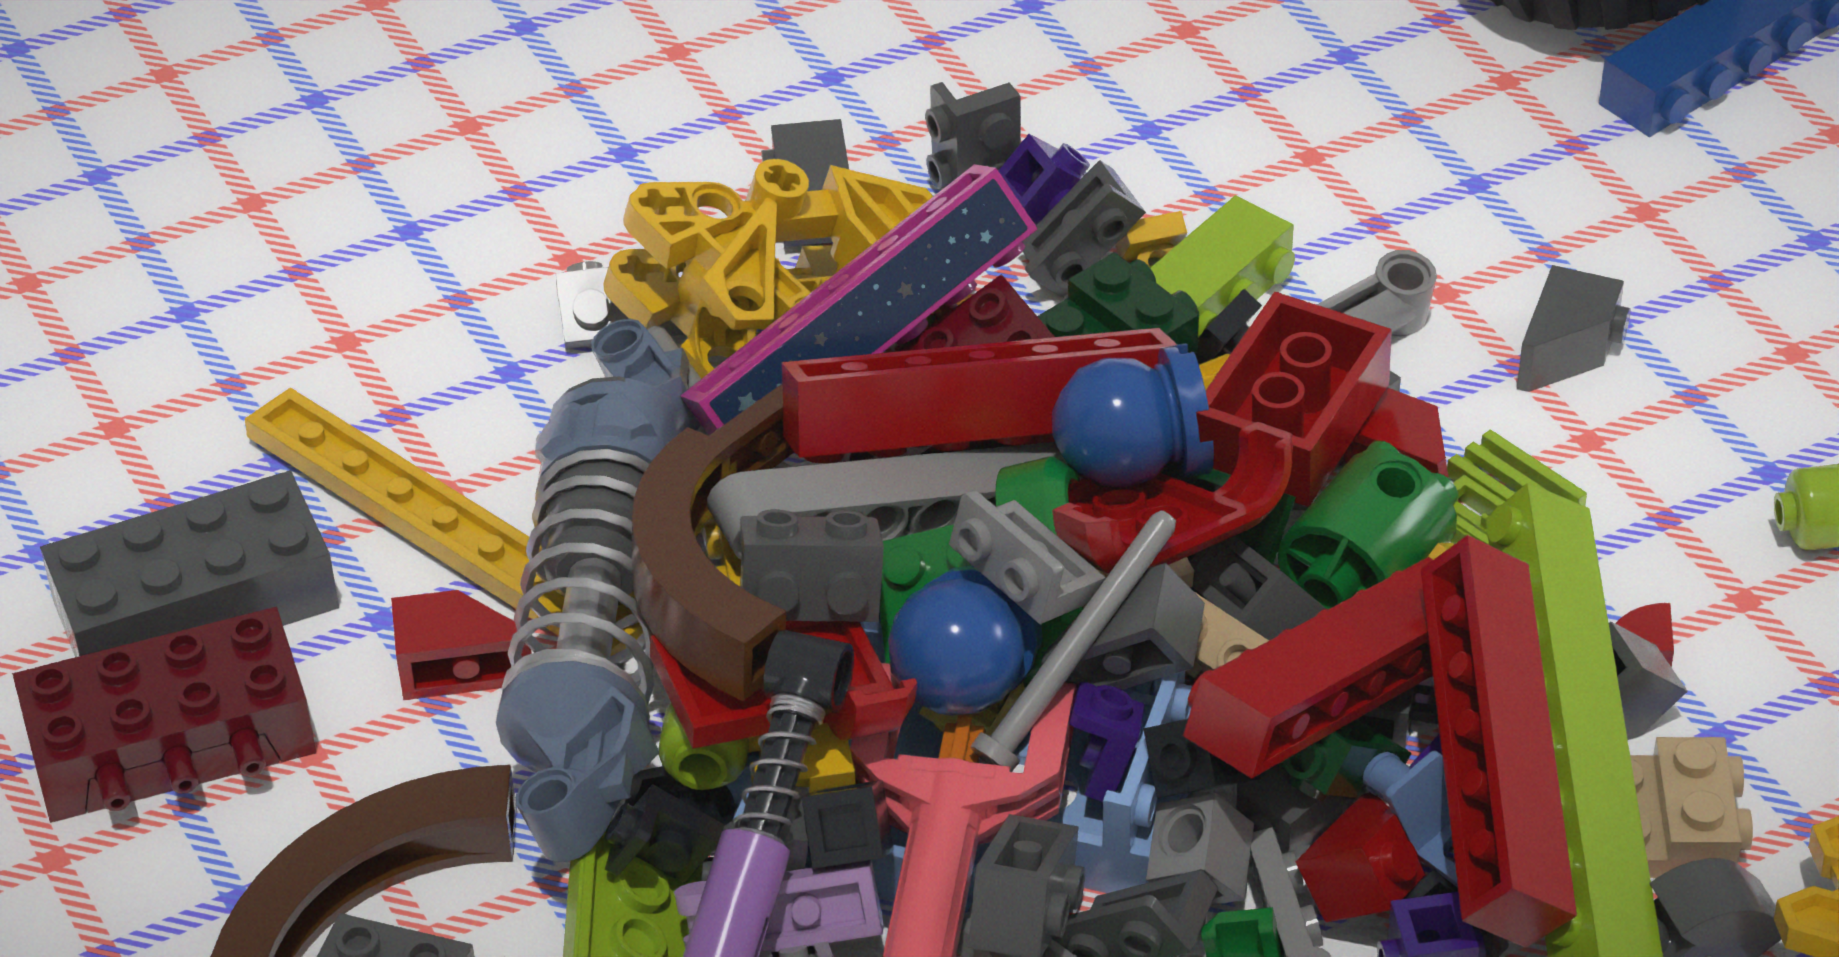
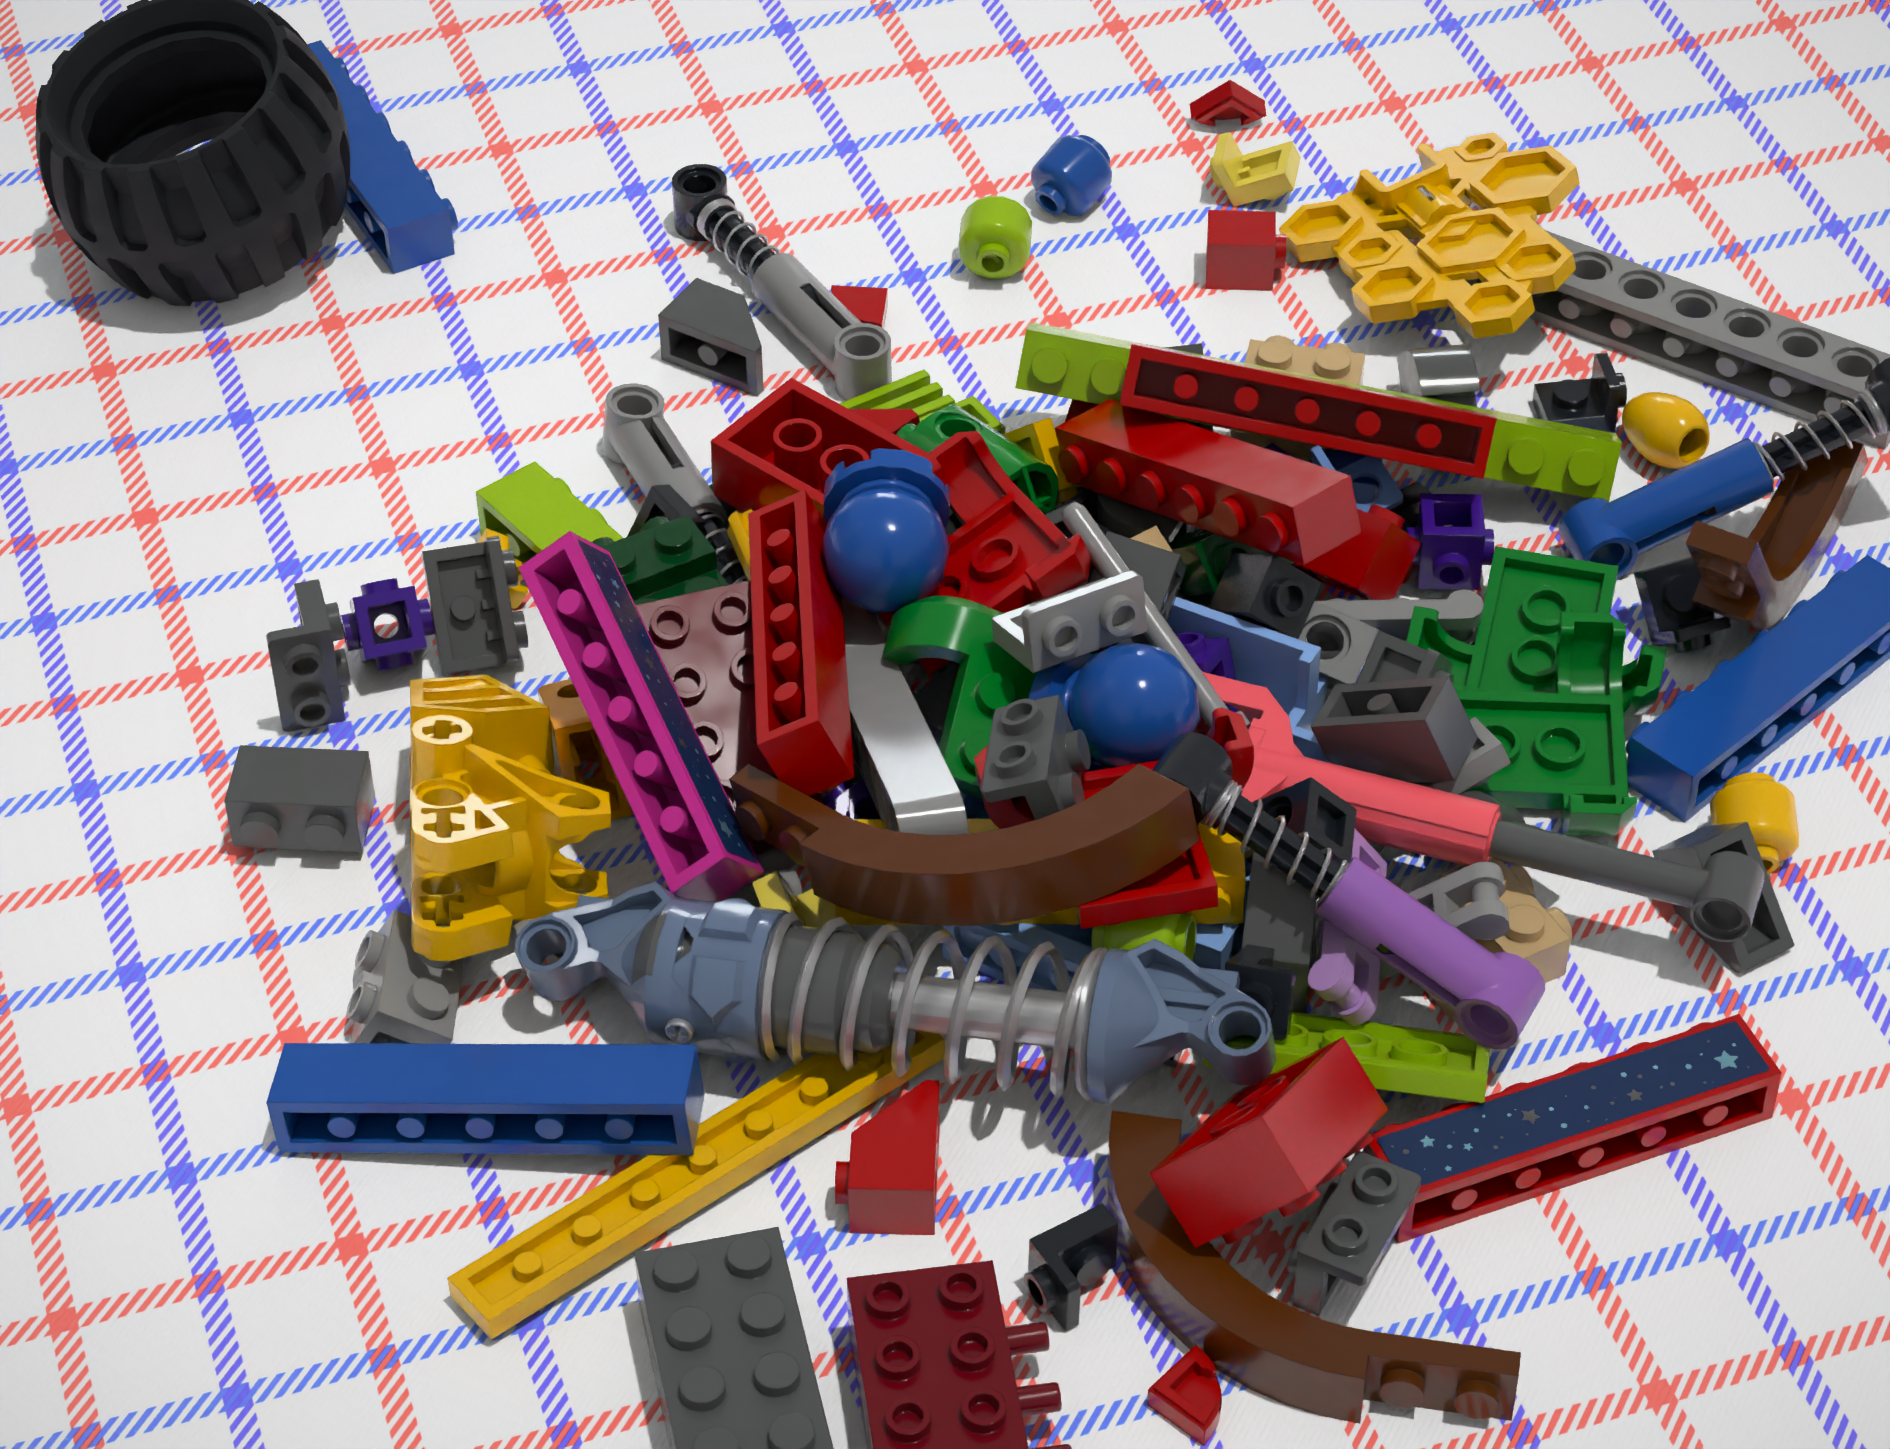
camera: 80 degrees left, 0 degrees up
(213, 896) = (1189, 1395): none -> red tile
(341, 769) = (1069, 1258): none -> black bracket
(442, 862) = (1271, 1146): none -> red brick
(477, 375) = (487, 1098): none -> blue brick
(1585, 428) = (848, 348): none -> light grey piece
(1679, 435) = (866, 303): none -> red tile

